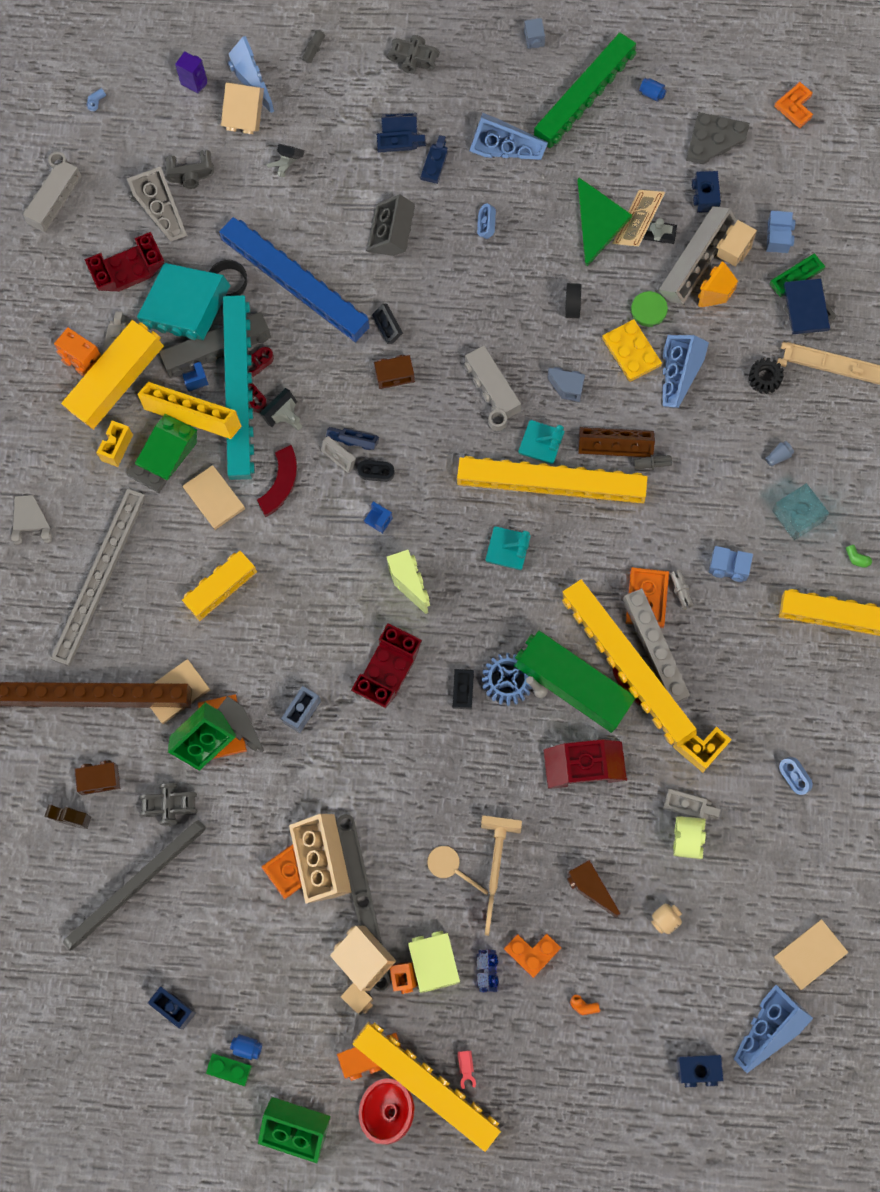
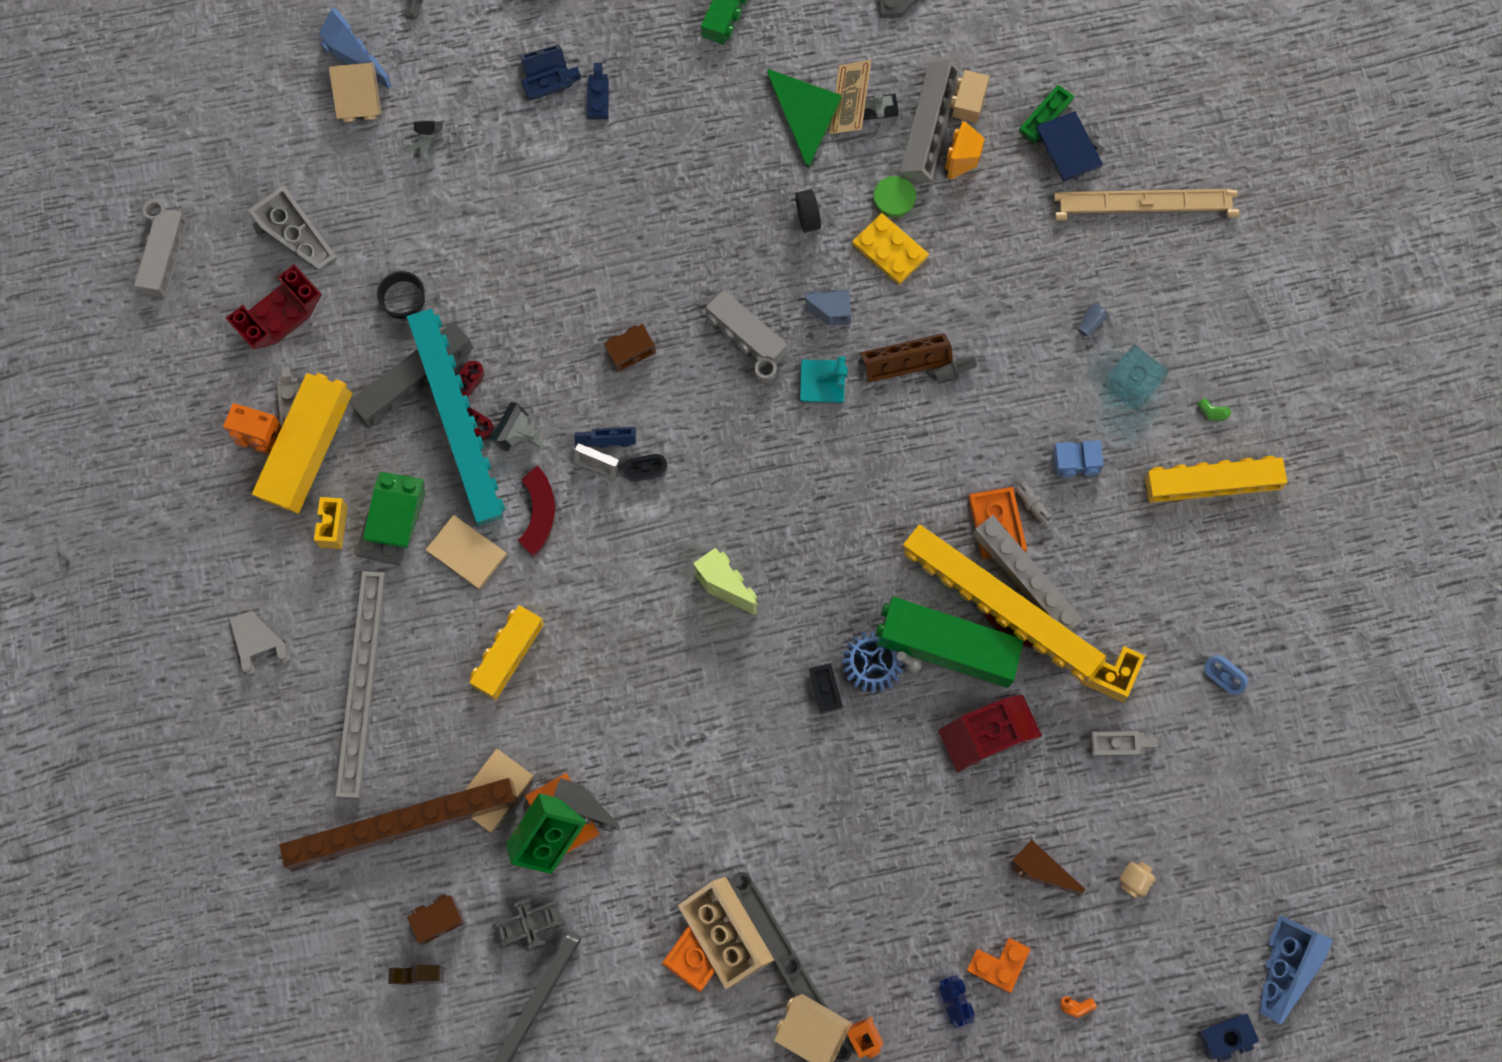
camera: 20 degrees left, 0 degrees up
(93, 99) = (173, 127): medium blue arm -> none
(183, 301) = (359, 334): teal brick -> none
(189, 174) = (317, 184): dark grey connector -> none
(190, 410) = (408, 459): yellow brick -> none
(191, 72) = (282, 65): dark purple brick -> none
(195, 379) = (400, 420): blue panel -> none
(294, 279) = (479, 273): blue brick -> none
(301, 709) = (649, 767): sand blue brick -> none
(378, 517) = (665, 520): blue panel -> none
(387, 323) = (604, 295): black plate -> none
(388, 666) = (732, 688): dark red slope -> none
(391, 226) = (572, 182): dark grey slope -> none
(433, 962) = (894, 1010): yellowish green panel -> none
(444, 863) = (868, 893): tan piece -> none
(486, 221) = (679, 146): medium blue plate -> none
(501, 827) = (920, 833): tan piece -> none
(504, 140) = (666, 49): medium blue wedge -> none
(508, 548) = (824, 512): teal plate -> none
(552, 480) = (849, 421): yellow brick -> none
(682, 362) = (952, 248): medium blue wedge -> none
(689, 837) = (1133, 779): yellowish green brick -> none
(708, 182) = (916, 36): dark blue brick -> none
(762, 385) = (1048, 247): black tyre -> none
(779, 232) = (1011, 70): medium blue brick -> none
(810, 954) = (1306, 869): tan tile -> none

